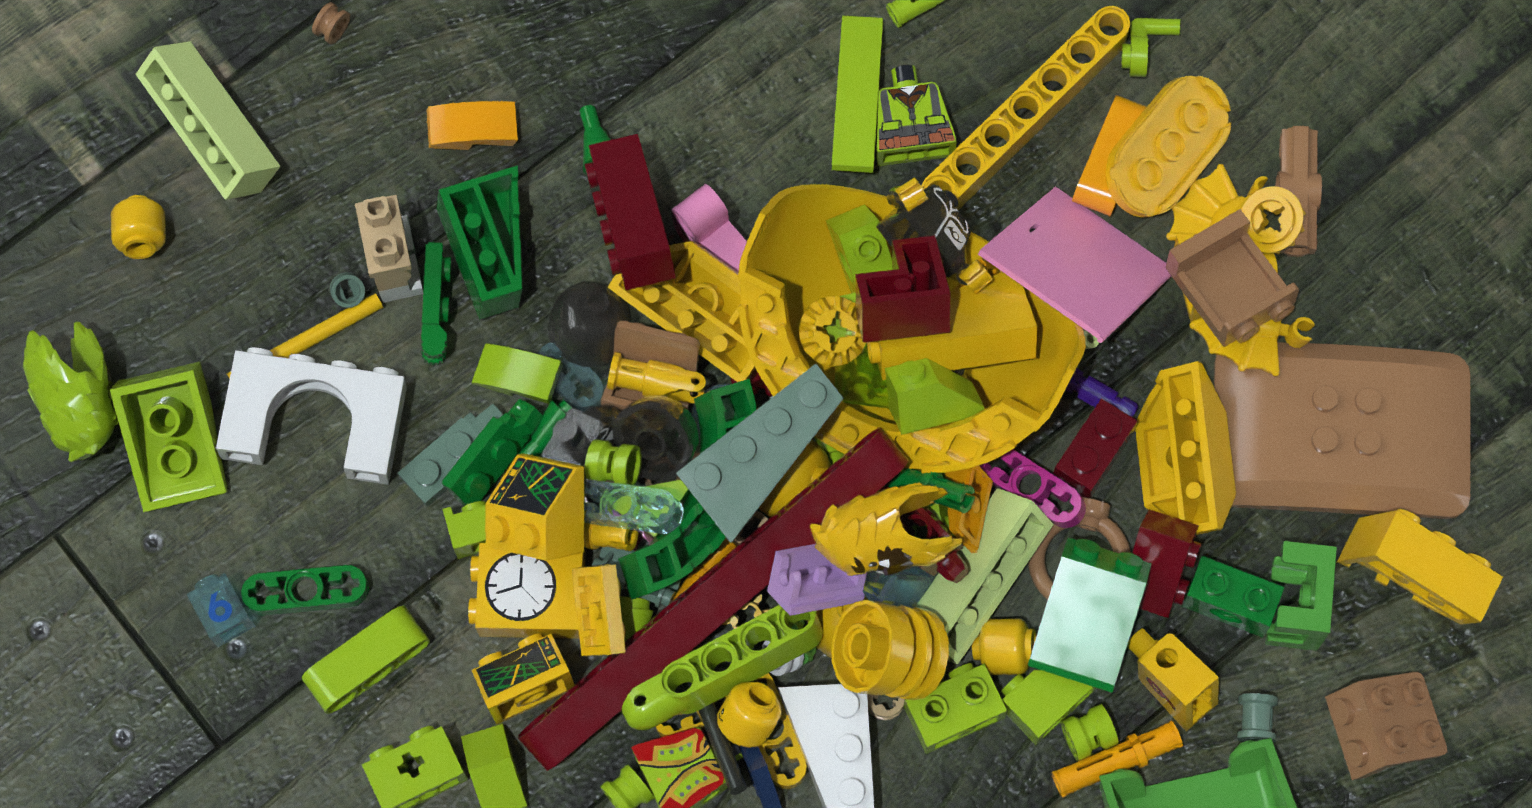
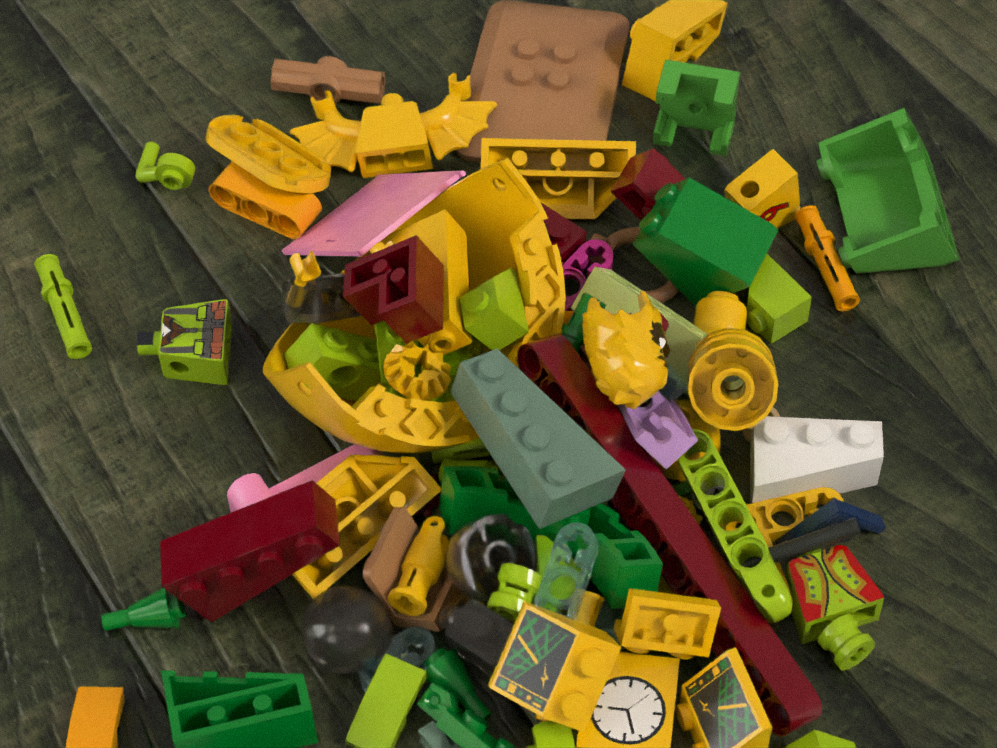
camera: 85 degrees left, 20 degrees down
(749, 714) = (780, 511): yellow head -> none
(857, 94) = (157, 379): lime slope -> none
(956, 708) = (792, 369): lime brick -> none
(1038, 99) = (206, 254): yellow beam -> none
(1089, 732) = (801, 264): lime wheel -> none
(1230, 280) = (412, 111): medium nougat panel -> none
(1233, 596) = (695, 148): green brick -> none
(1257, 717) = (799, 158): sand green bush -> none
(1277, 201) = (362, 73): yellow gear -> none
(1386, 723) = (807, 82): medium nougat bracket -> none

